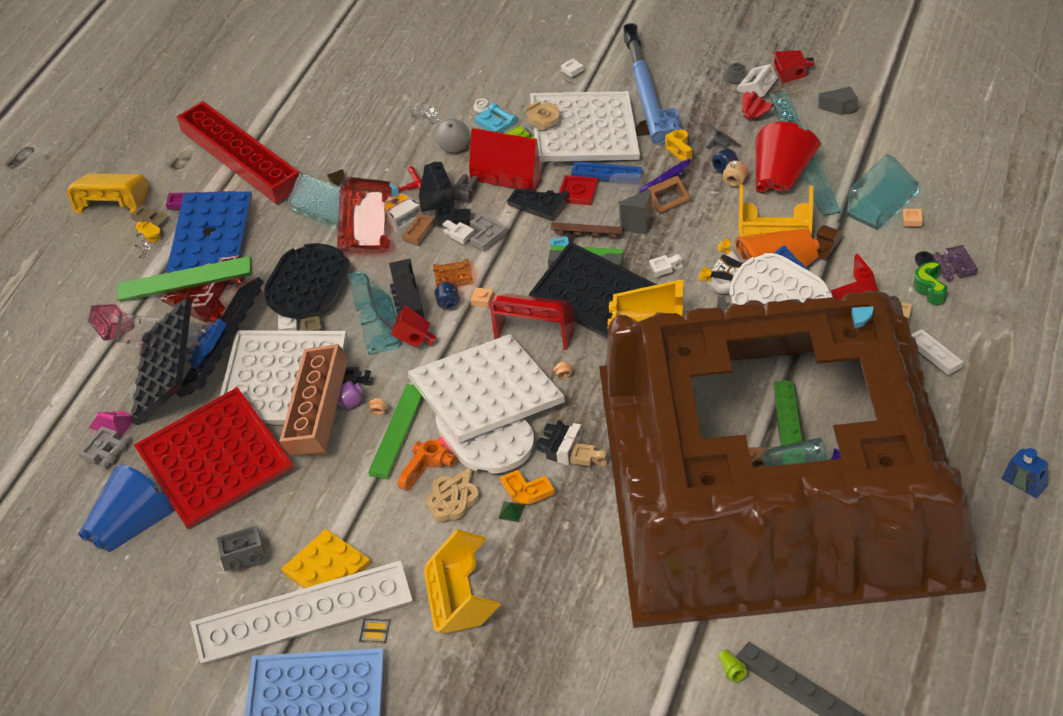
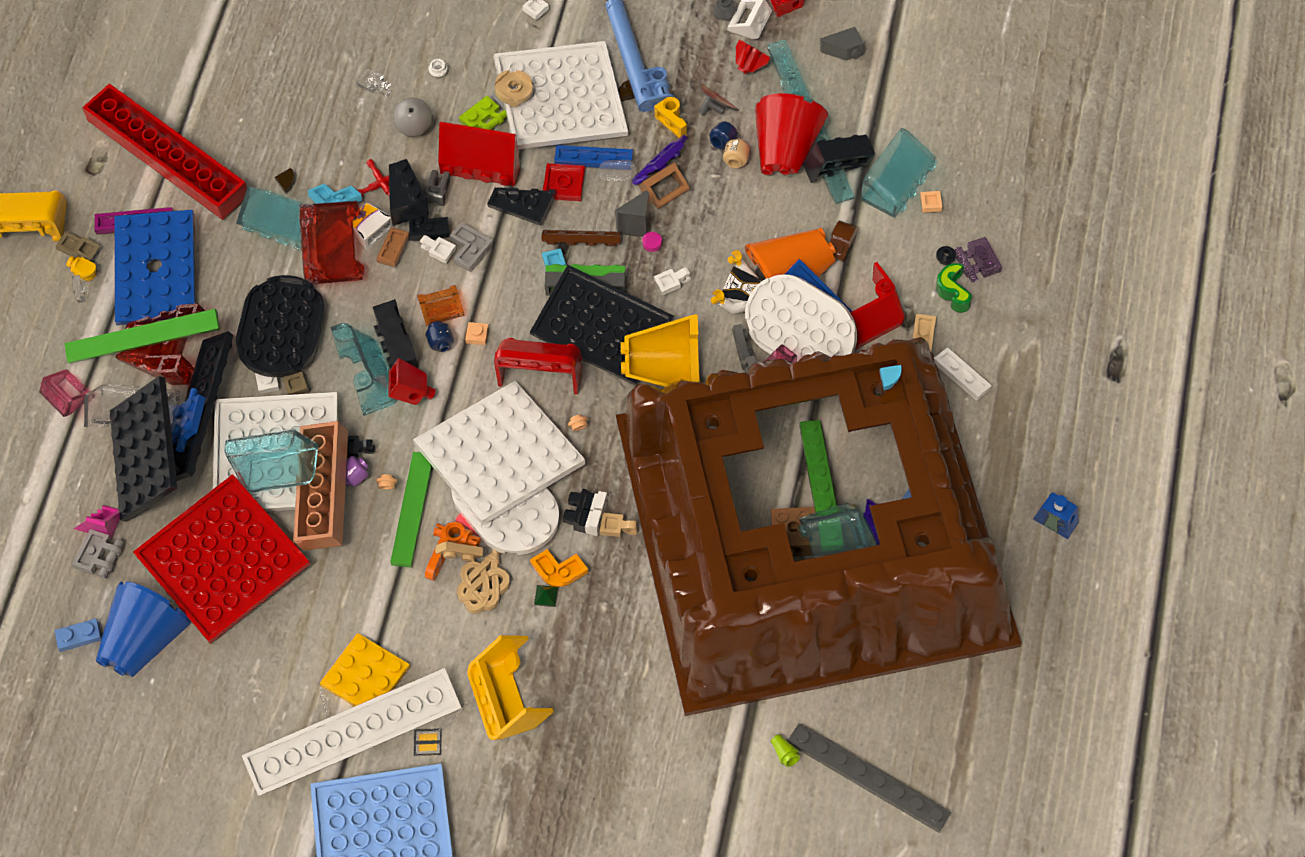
camera: 10 degrees left, 15 degrees up
(68, 512) = (78, 635): none -> medium blue plate
(240, 548) = (273, 664): dark grey plate -> none
(273, 371) = (272, 460): none -> clear light blue windscreen
(434, 463) = (452, 550): none -> tan plate
(493, 123) = (454, 91): medium azure plate -> none
(651, 236) = (652, 241): none -> dark pink tile
(751, 224) = (778, 222): yellow windscreen -> none
(827, 174) = (837, 155): none -> black wedge

